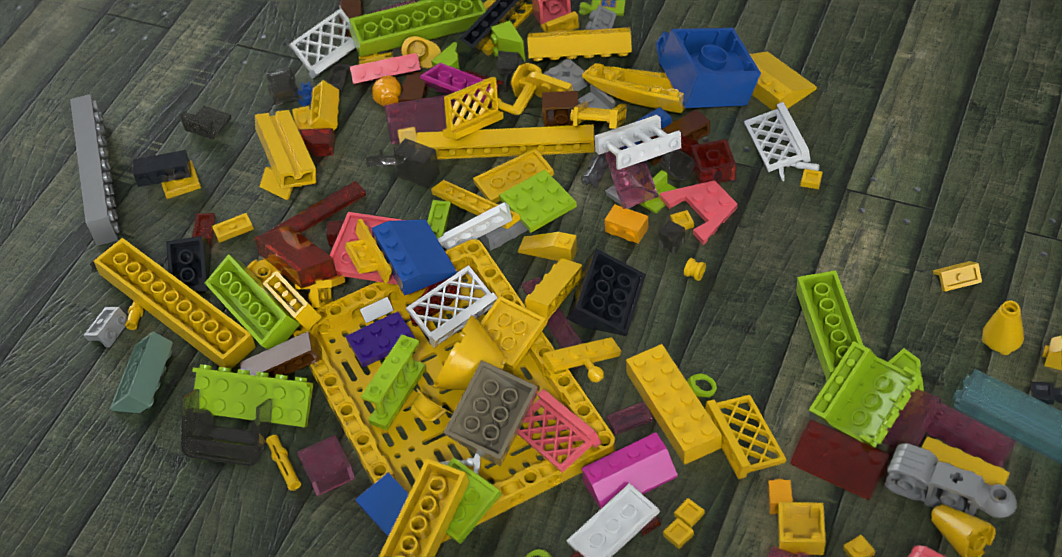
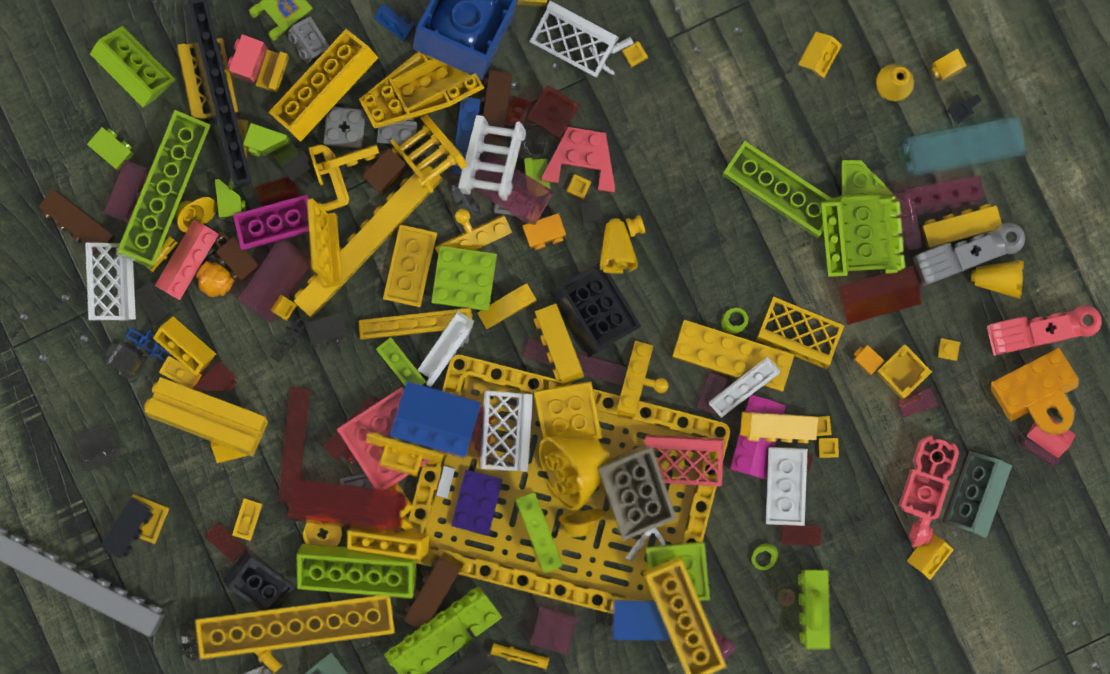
camera: 55 degrees left, 35 degrees up
(583, 195) = (479, 236): none -> yellow plate
(653, 470) = (778, 426): none -> yellow brick
(657, 421) = (744, 387): none -> white tile
(662, 270) = (617, 249): none -> yellow cone

